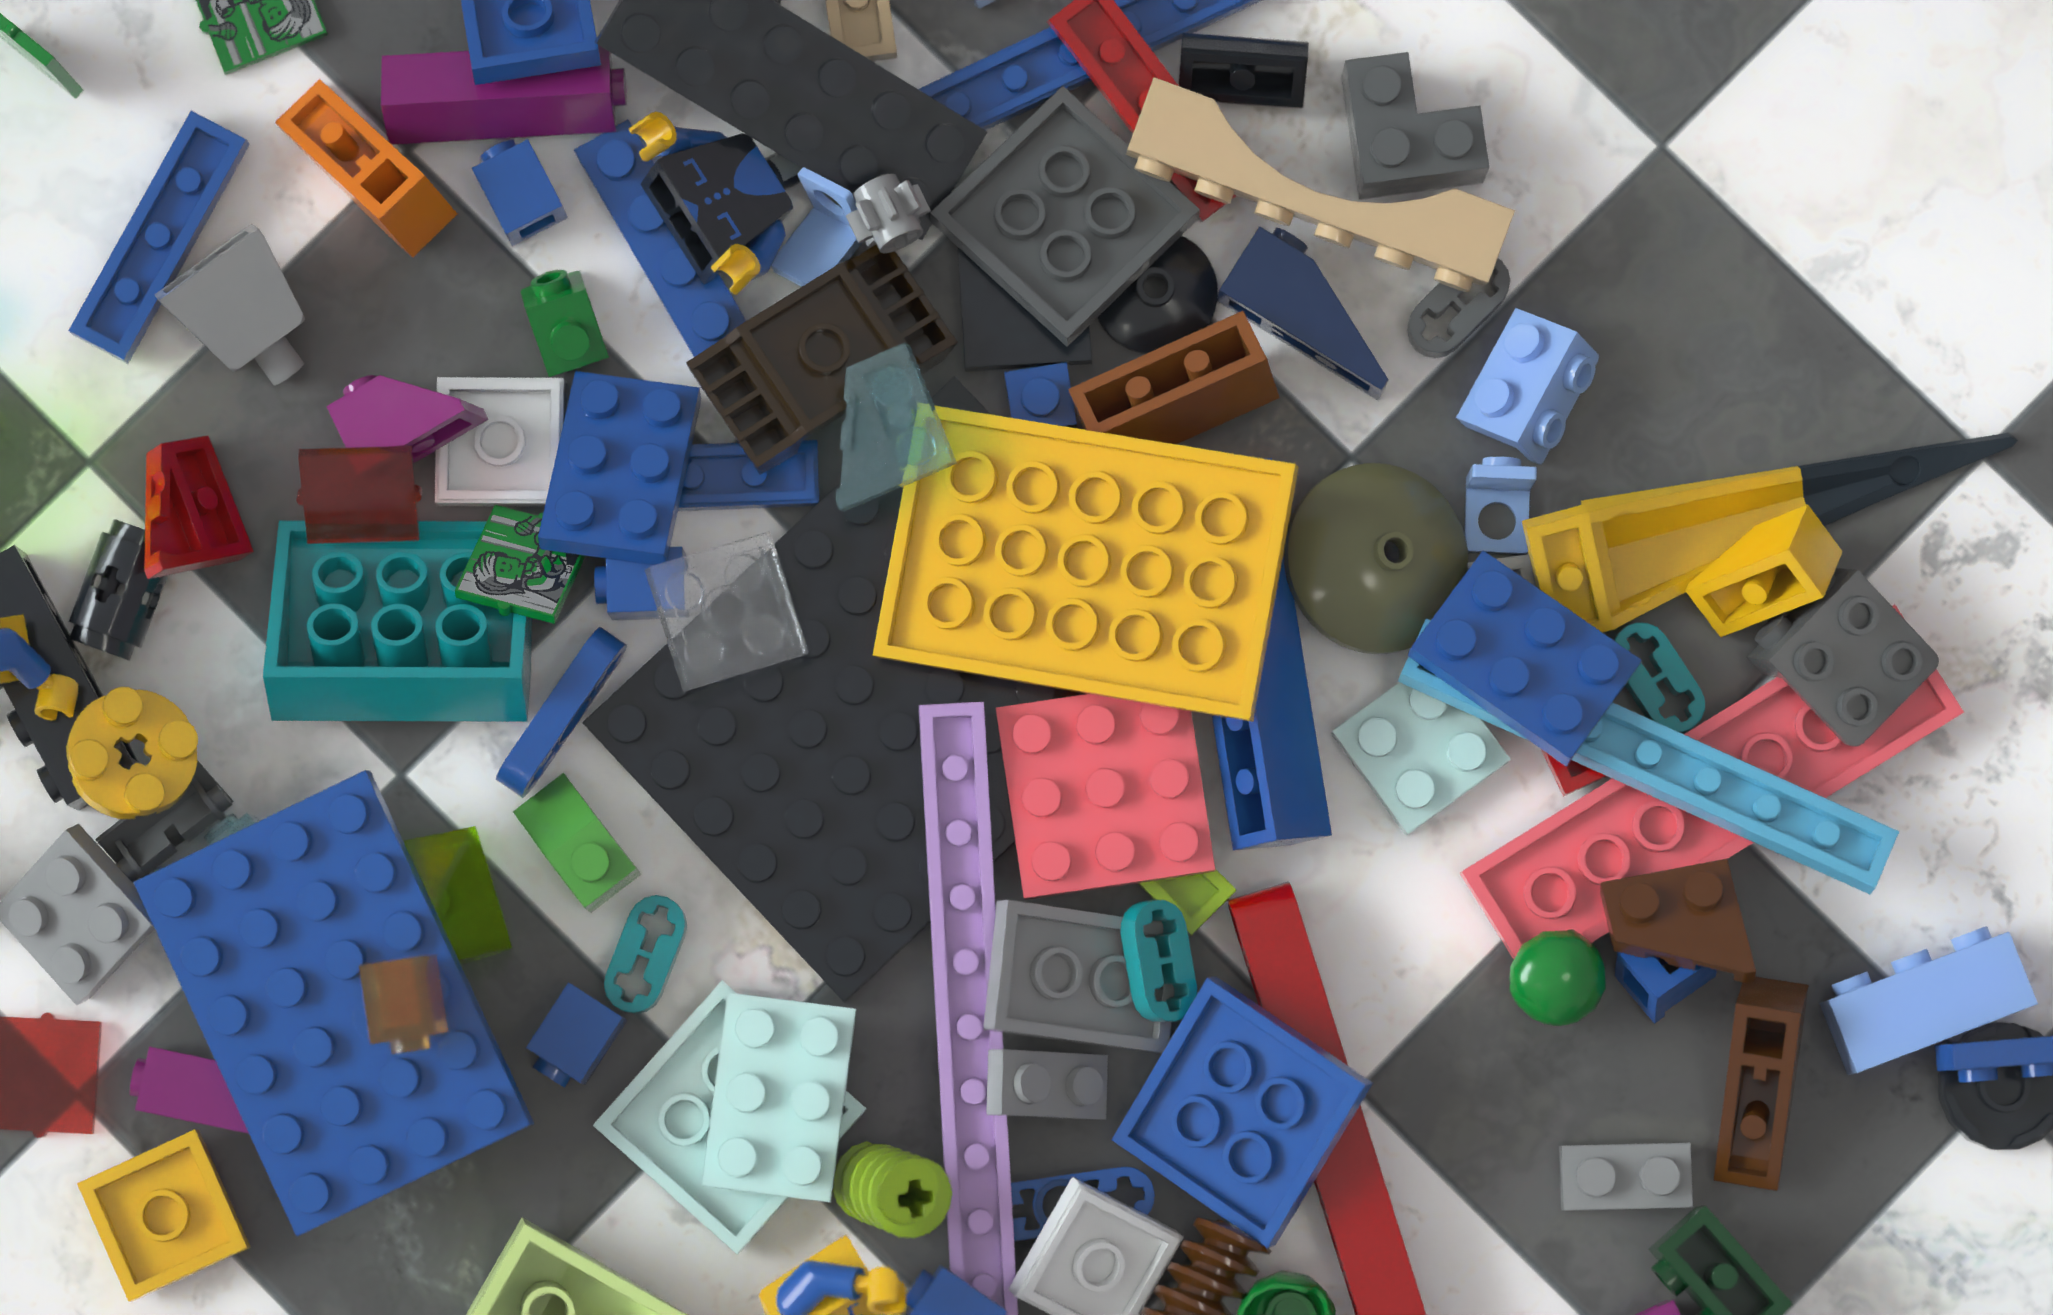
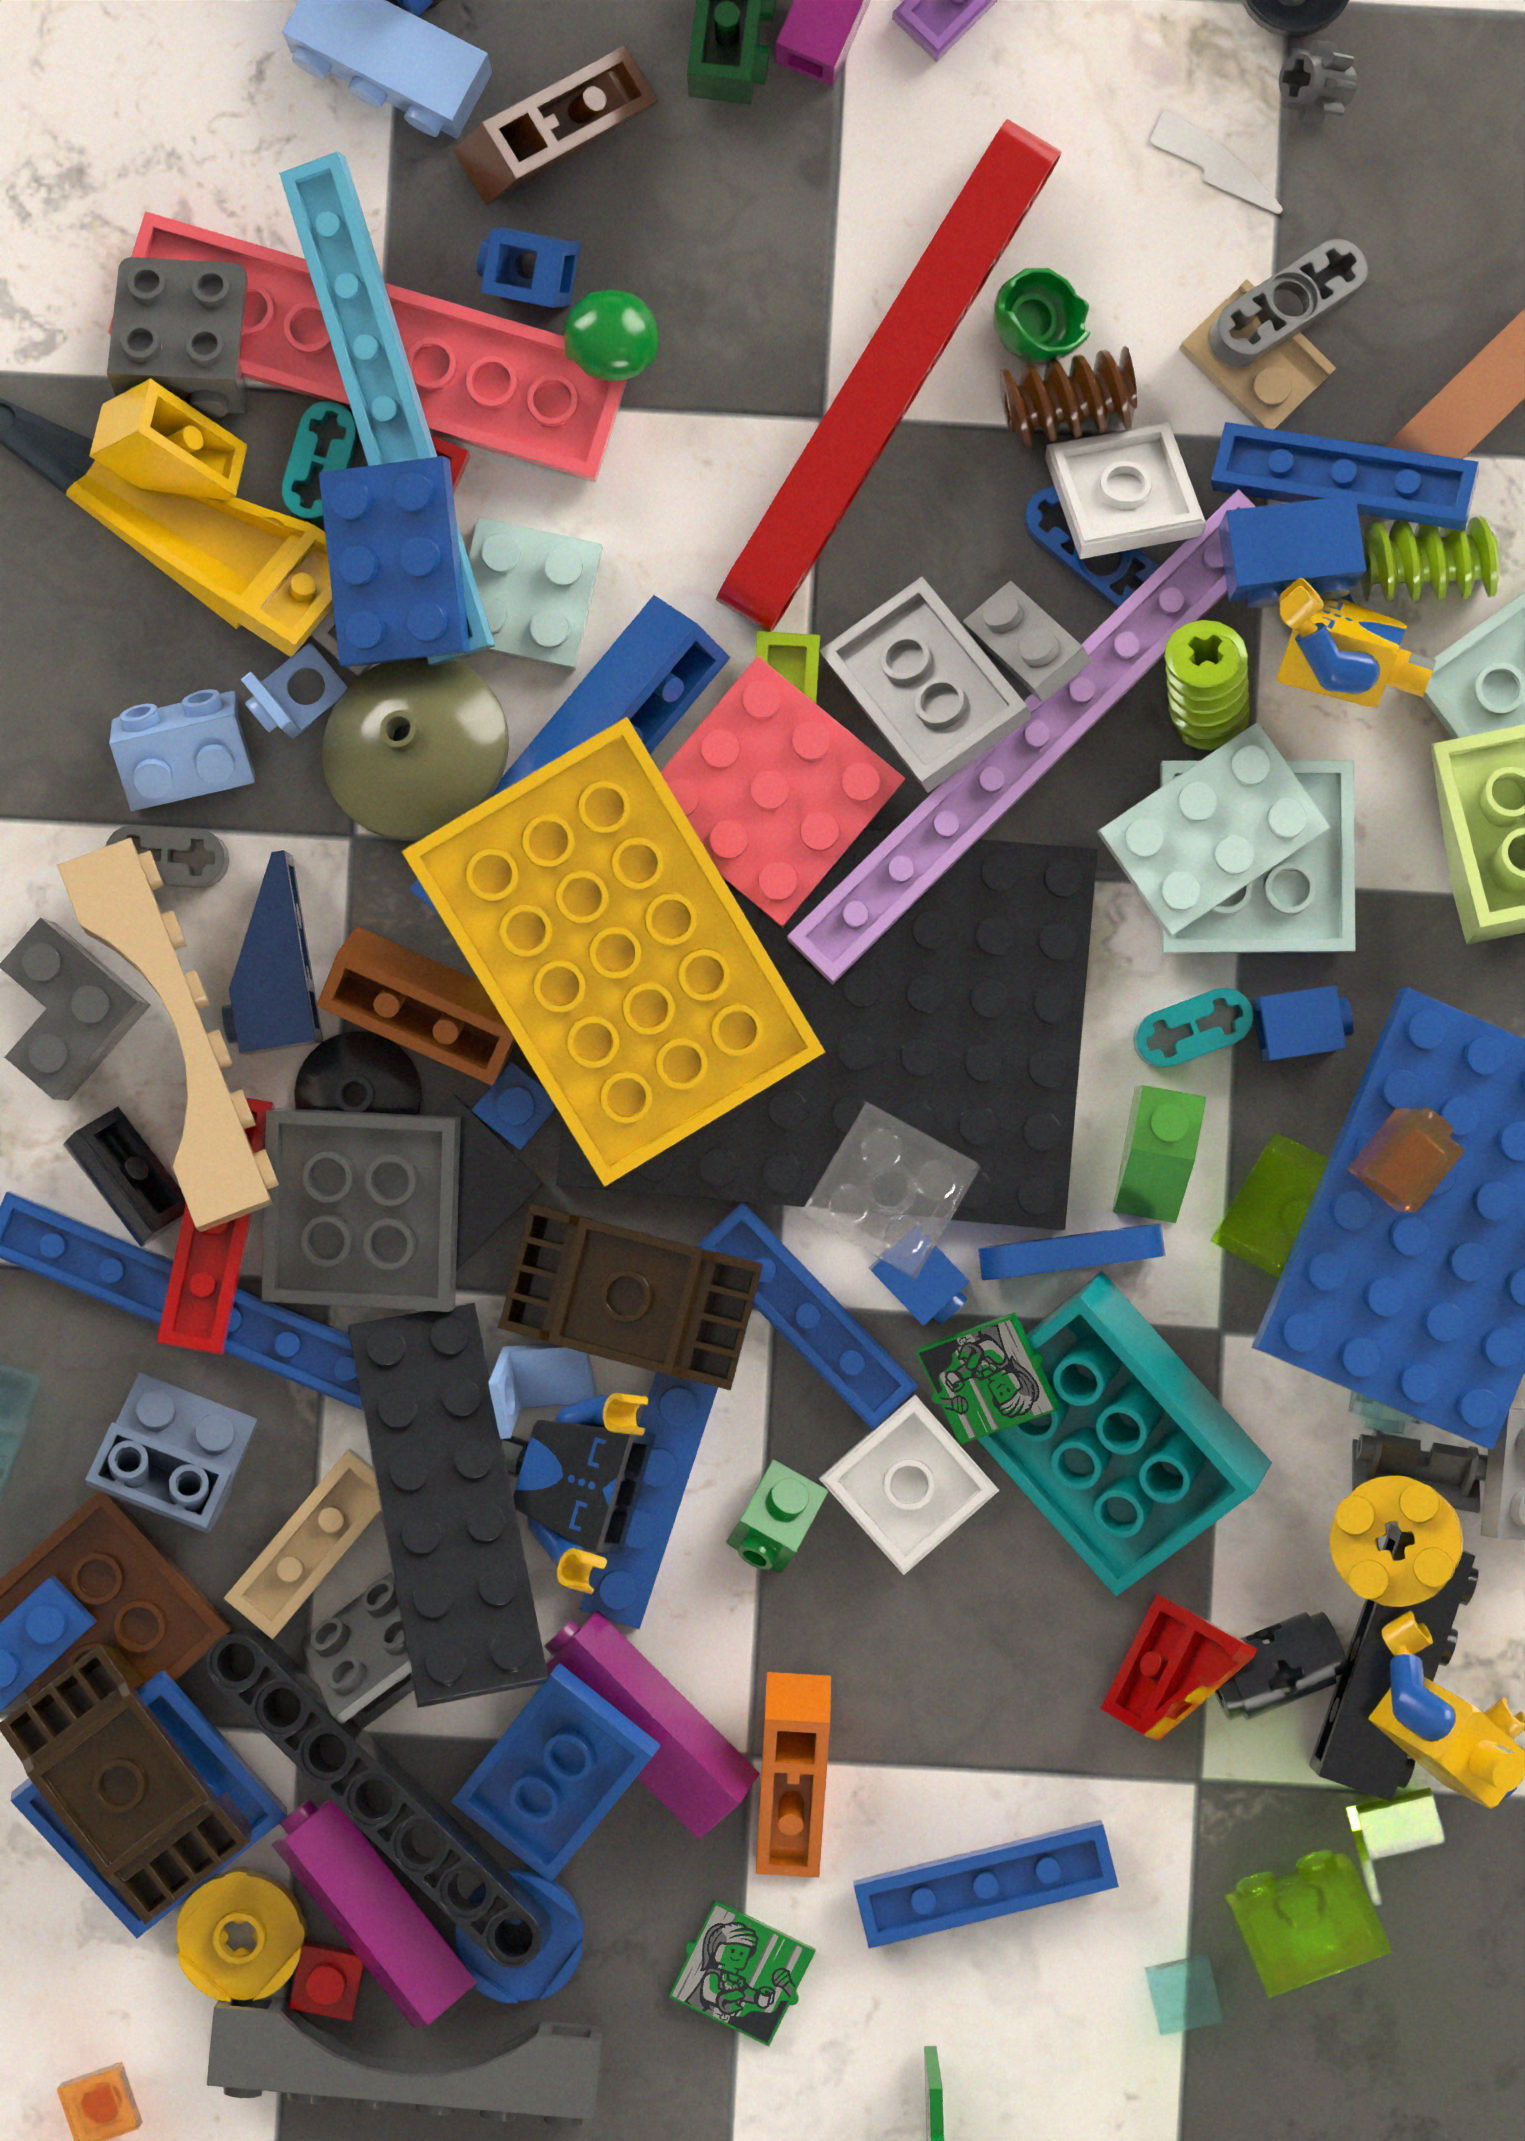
camera: 130 degrees left, 5 degrees up
(239, 306) = (987, 1773): light grey torso -> none
(359, 494) = (1047, 1549): clear red piece -> none
(395, 413) = (967, 1572): magenta slope -> none
(518, 190) = (707, 1643): blue brick -> none
(620, 468) = (852, 1371): blue plate -> none
(888, 213) = (479, 1340): light grey gear -> none
(888, 428) = (645, 1189): clear light blue wing -> none
(1158, 960) = (859, 637): teal beam -> none
(1241, 1111) = (919, 477): blue plate -> none
(1625, 1176) = (712, 166): light grey plate -> none
(1682, 917) = (486, 278): reddish brown wing -> none

